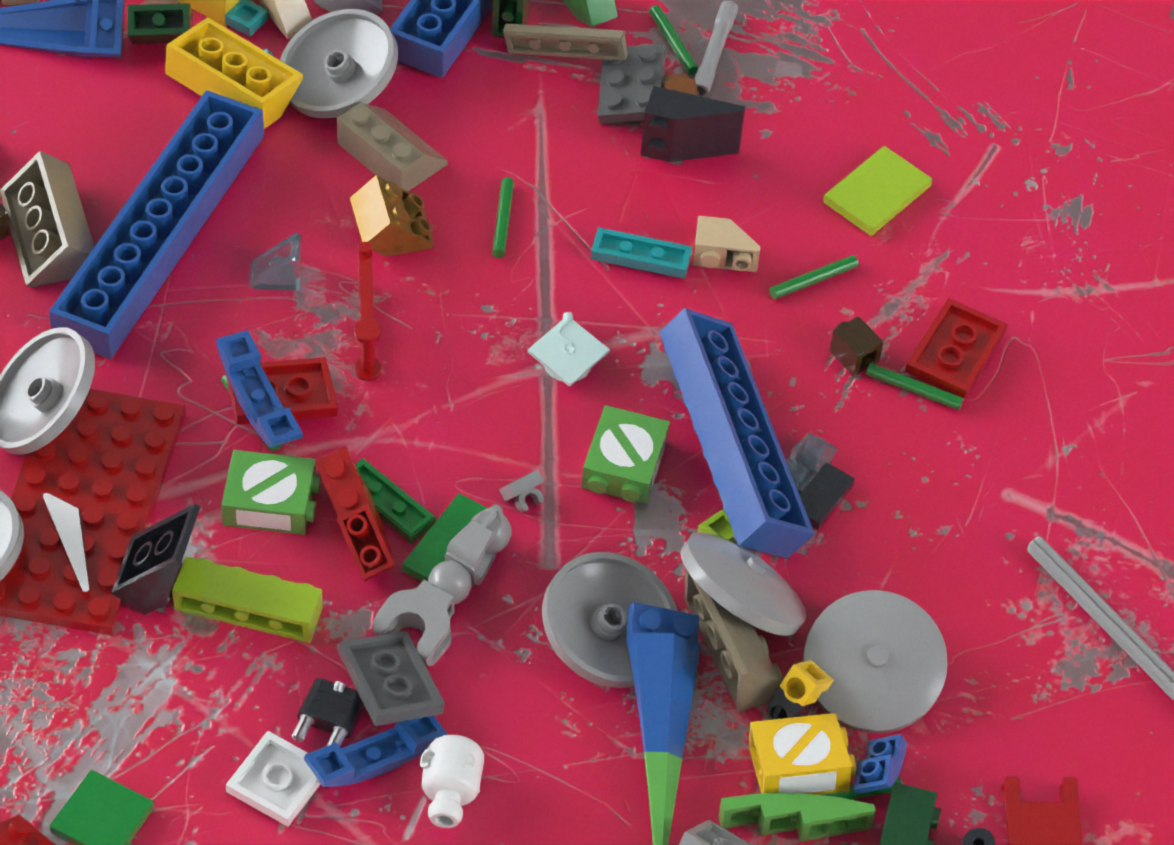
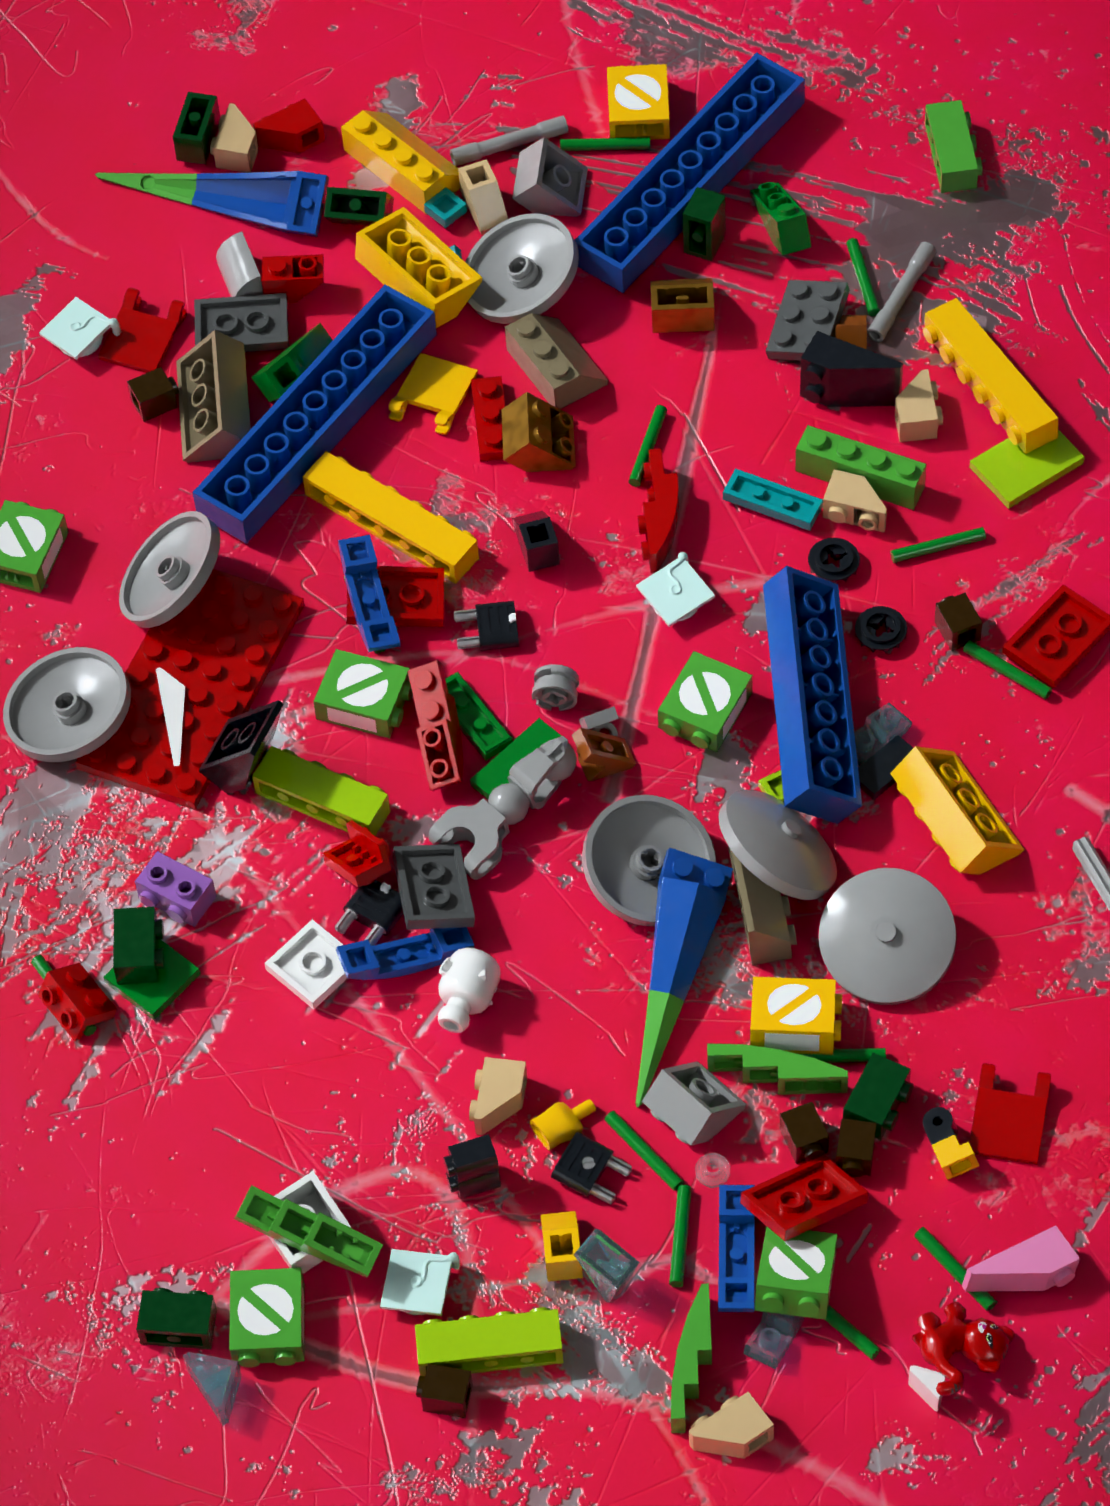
camera: 20 degrees right, 5 degrees up
(49, 96) = (238, 267): none -> light grey brick
(75, 140) = (251, 319): none -> dark grey plate
(82, 785) = (136, 945): none -> dark green brick
(105, 96) = (292, 275): none -> red slope
(110, 720) = (175, 889): none -> medium lavender brick
(122, 179) = (290, 364): none -> green slope
(266, 315) = (391, 516): none -> yellow brick
(274, 185) = (436, 387): none -> yellow flag
(279, 267) = (421, 471): clear light blue slope -> none
(306, 658) = (360, 857): none -> red bracket
(336, 208) = (488, 402): none -> red plate
(366, 330) = (483, 549): red piece -> none
(391, 408) = (495, 626): none -> black piece
(416, 318) = (537, 540): none -> black slope
(470, 459) = (555, 687): none -> light grey wheel
(507, 82) = (682, 305): none -> slope
(532, 274) = (660, 512): none -> red slope
(533, 520) = (602, 753): none -> dark orange slope
(565, 42) = (749, 270): dark tan tile -> none
(717, 293) = (838, 550): none -> black gear
(756, 214) = (889, 474): none -> bright green brick
(761, 154) = (916, 410): none -> tan slope
(794, 362) = (872, 619): none -> black gear
(799, 691) = (807, 953): yellow leg -> none
(825, 114) = (990, 376): none -> yellow brick
(881, 764) = (869, 1034): blue slope -> none
(904, 529) = (955, 810): none -> yellow slope

